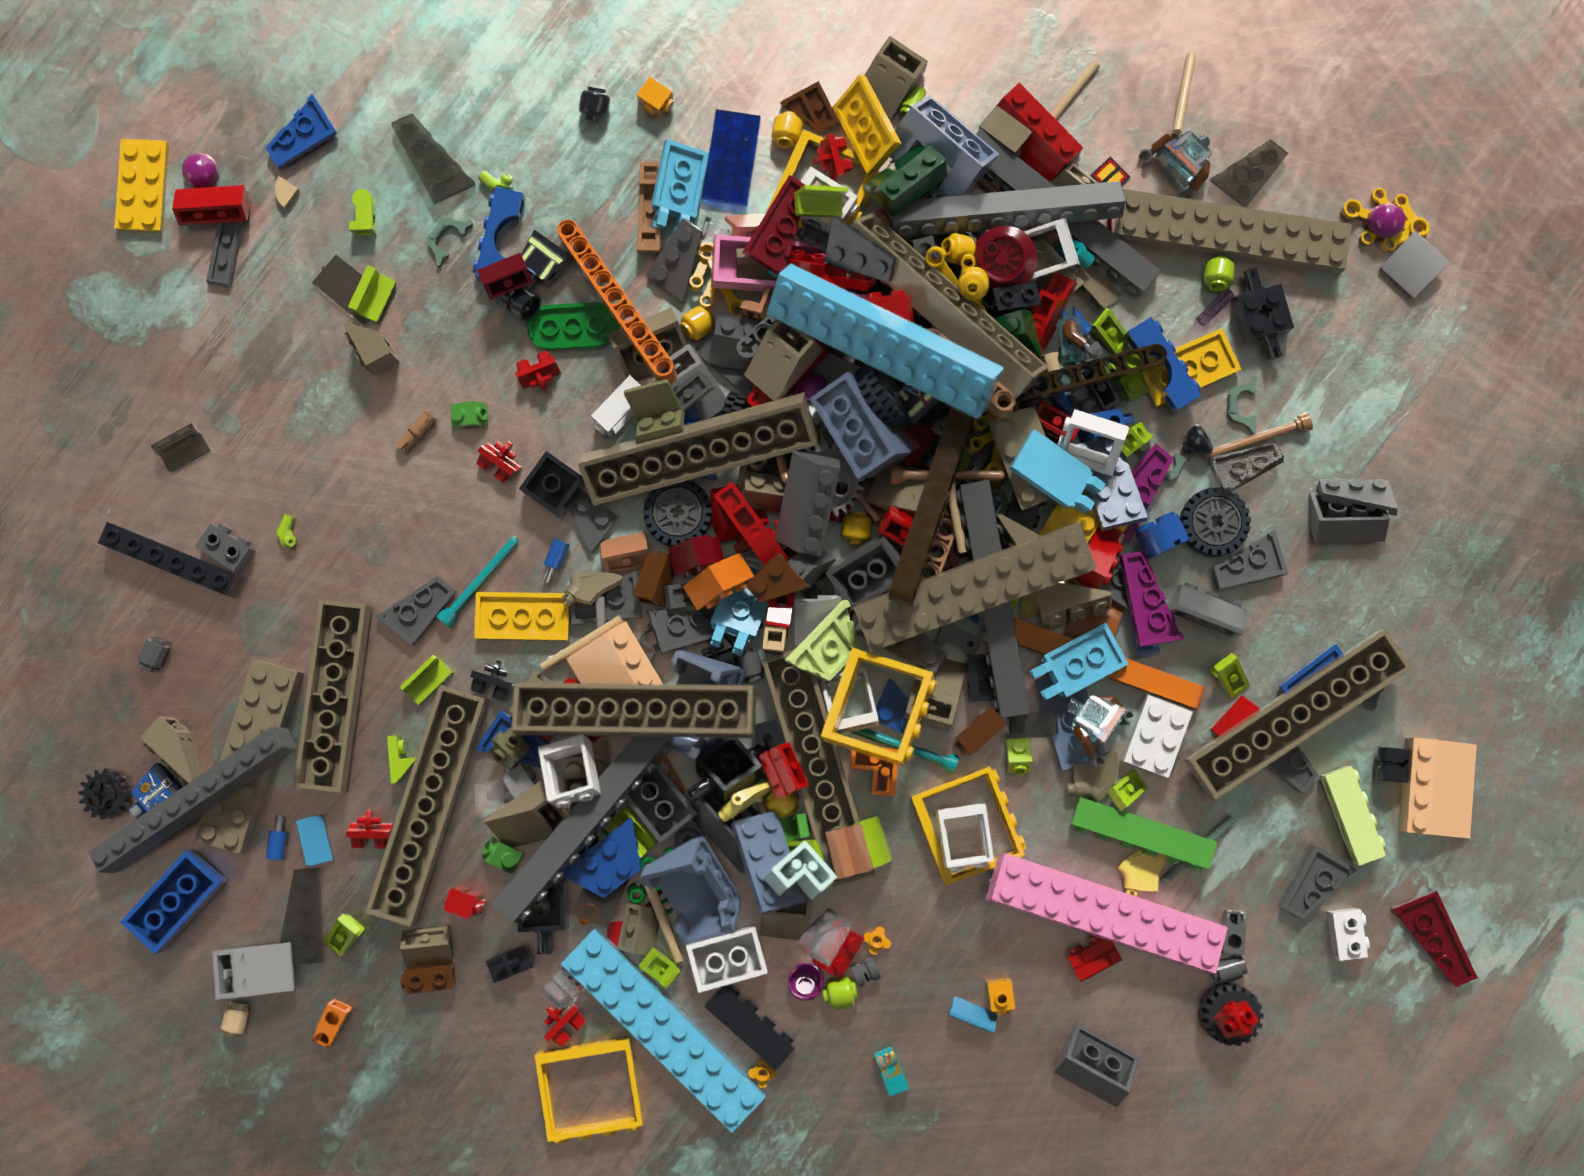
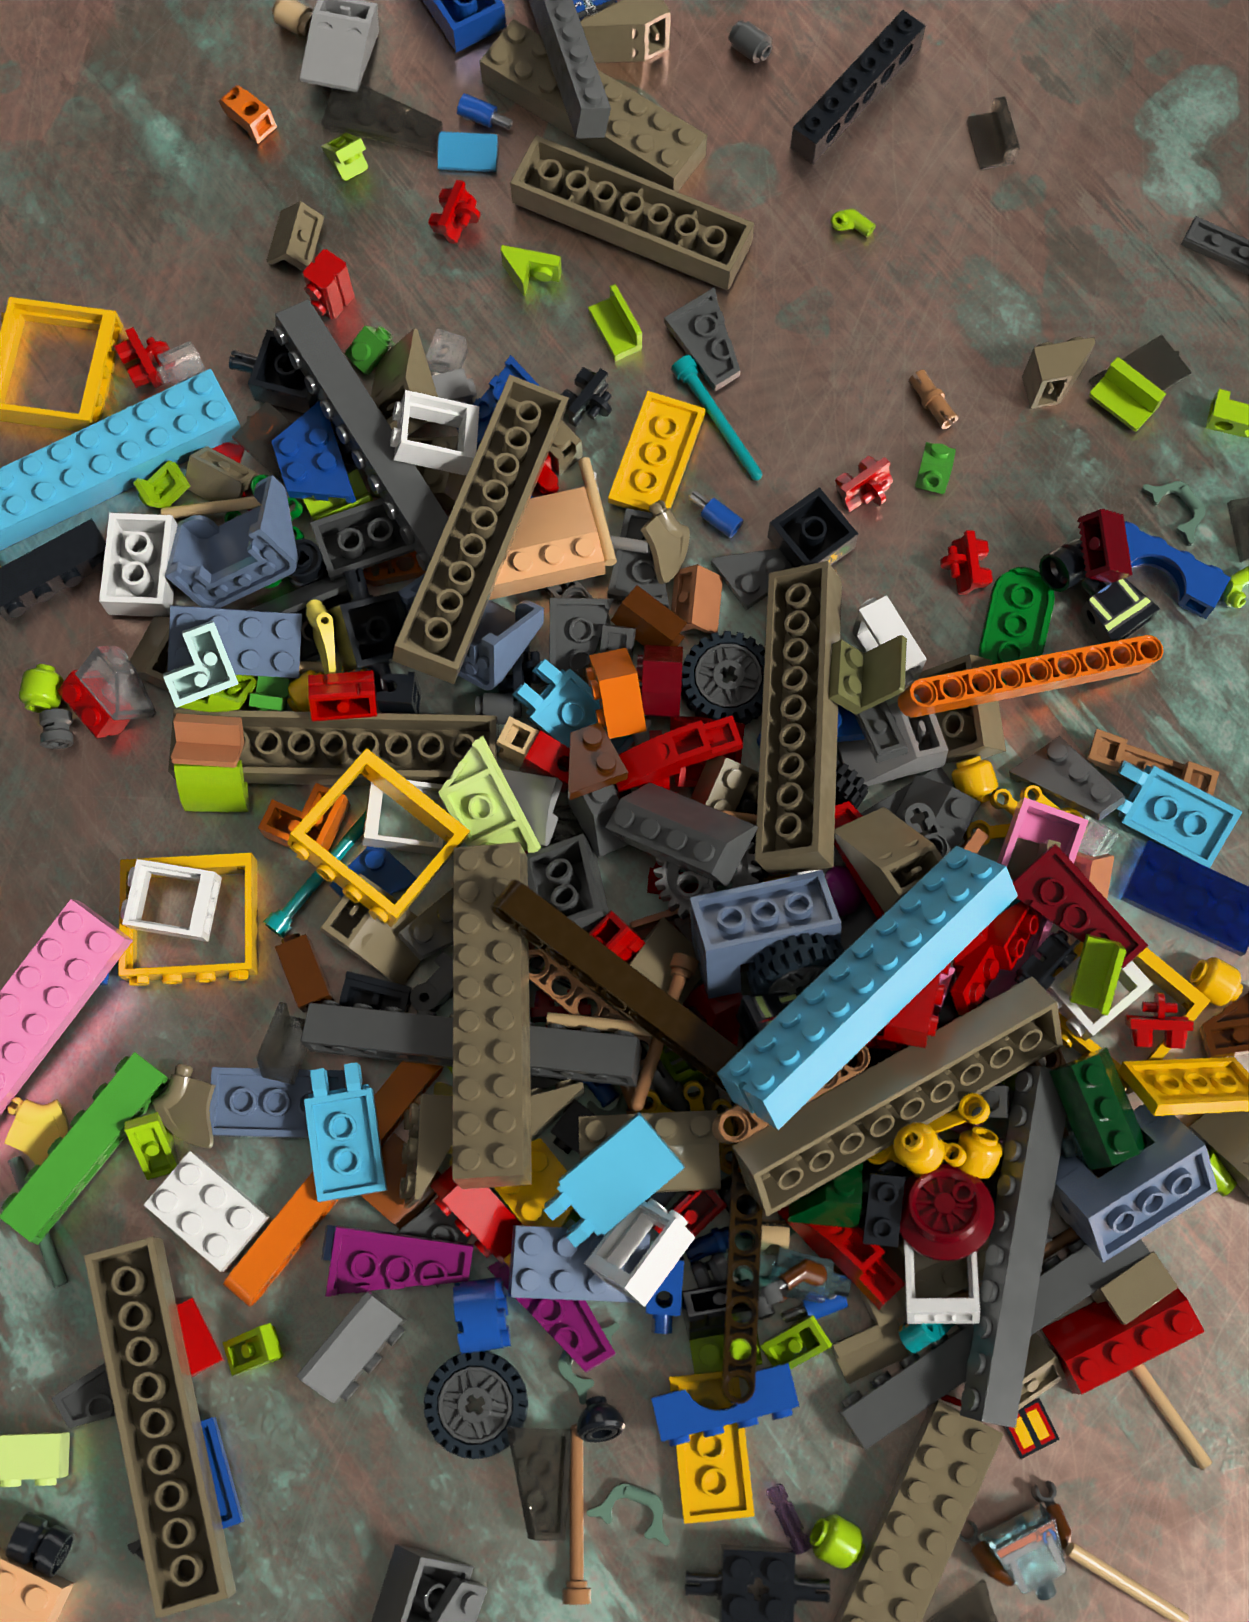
camera: 110 degrees right, 10 degrees down
(225, 548) = (853, 148): dark grey brick -> none
(426, 806) = (462, 280): dark tan brick -> none
(429, 978) = (255, 228): reddish brown brick -> none
(508, 748) = (484, 382): olive brick -> none
(509, 963) = (236, 319): black hips -> none
(806, 981) = (70, 649): magenta hair -> none
(856, 253) = (1006, 991): black wing -> none
(856, 527) = (632, 898): yellow head -> none
(883, 941) = (97, 763): light orange plate -> none
(1019, 756) = (251, 1015): lime bracket -> none
(1096, 723) = (254, 1130): torso -> none
(1135, 438) = (631, 1324): lime leg -> none
(1253, 564) = (398, 1440): dark grey wing -> none

